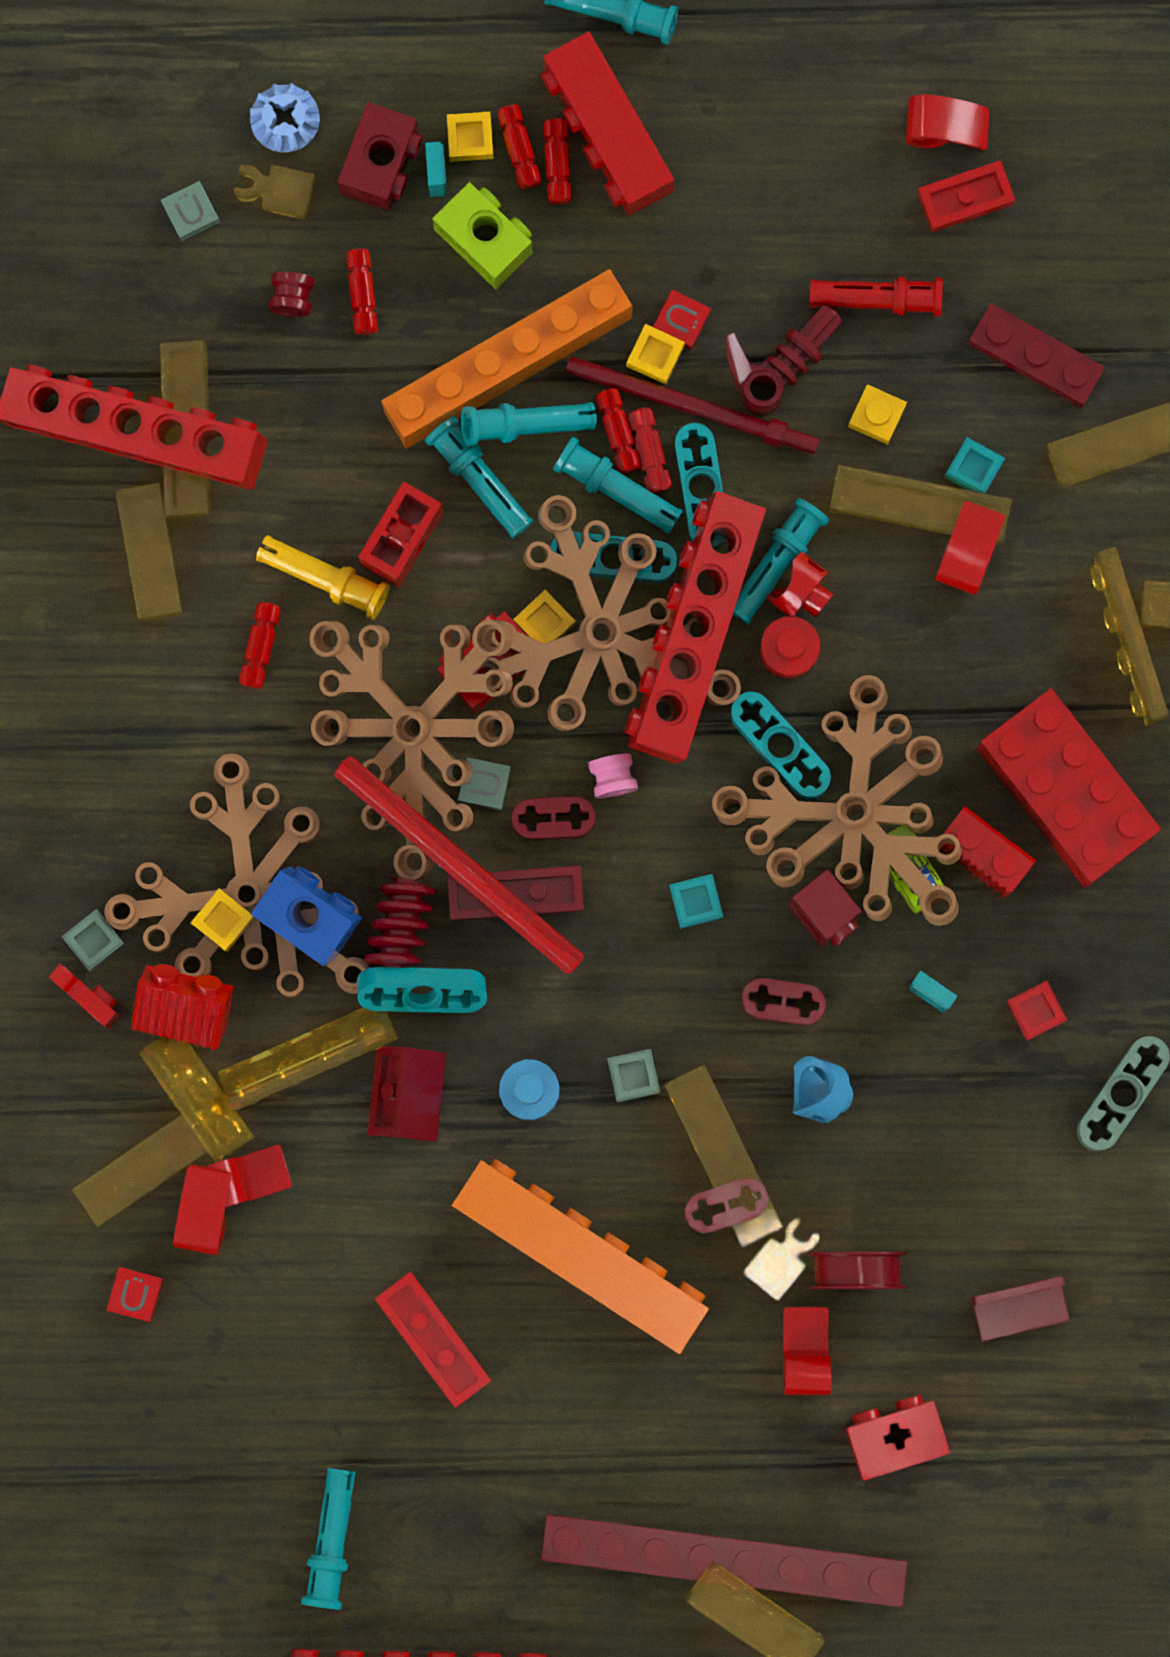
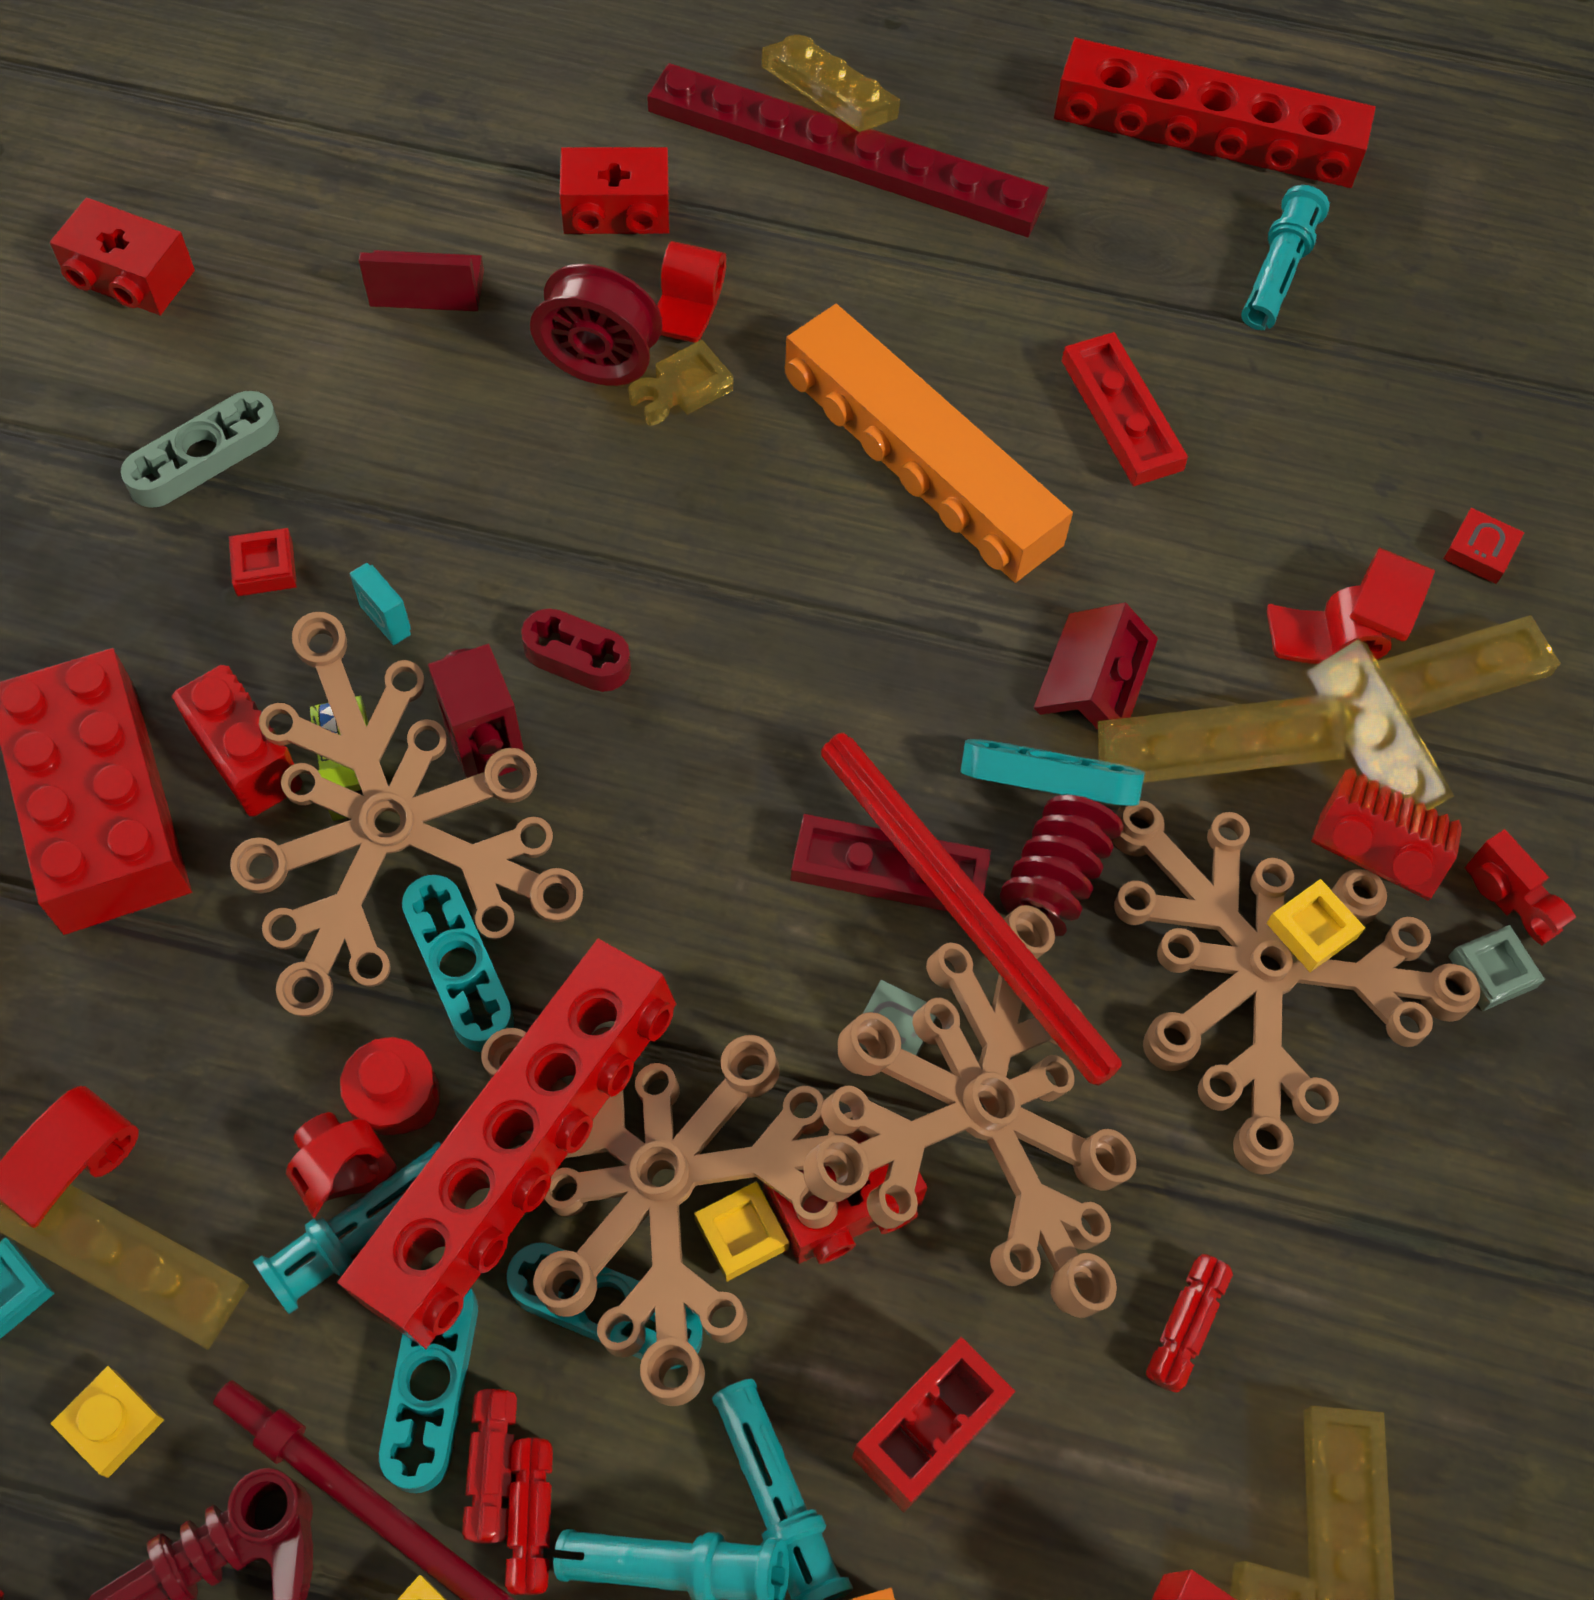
camera: 170 degrees left, 20 degrees down
(281, 913) = (1196, 891): blue brick -> none
(341, 583) = (1043, 1382): yellow pin -> none
(529, 1089) = (937, 628): dark azure piece -> none
(553, 807) = (810, 949): dark red beam -> none
(599, 475) = (582, 1440): teal pin -> none
(613, 776) = (708, 977): bright pink wheel -> none
(633, 1075) = (796, 620): sand green tile -> none
(696, 901) = (647, 798): teal tile -> none
(719, 1147) = (715, 504): clear yellow plate -> none
(722, 1195) = (729, 434): dark red beam -> none
(820, 1089) = (568, 527): dark azure piece -> none

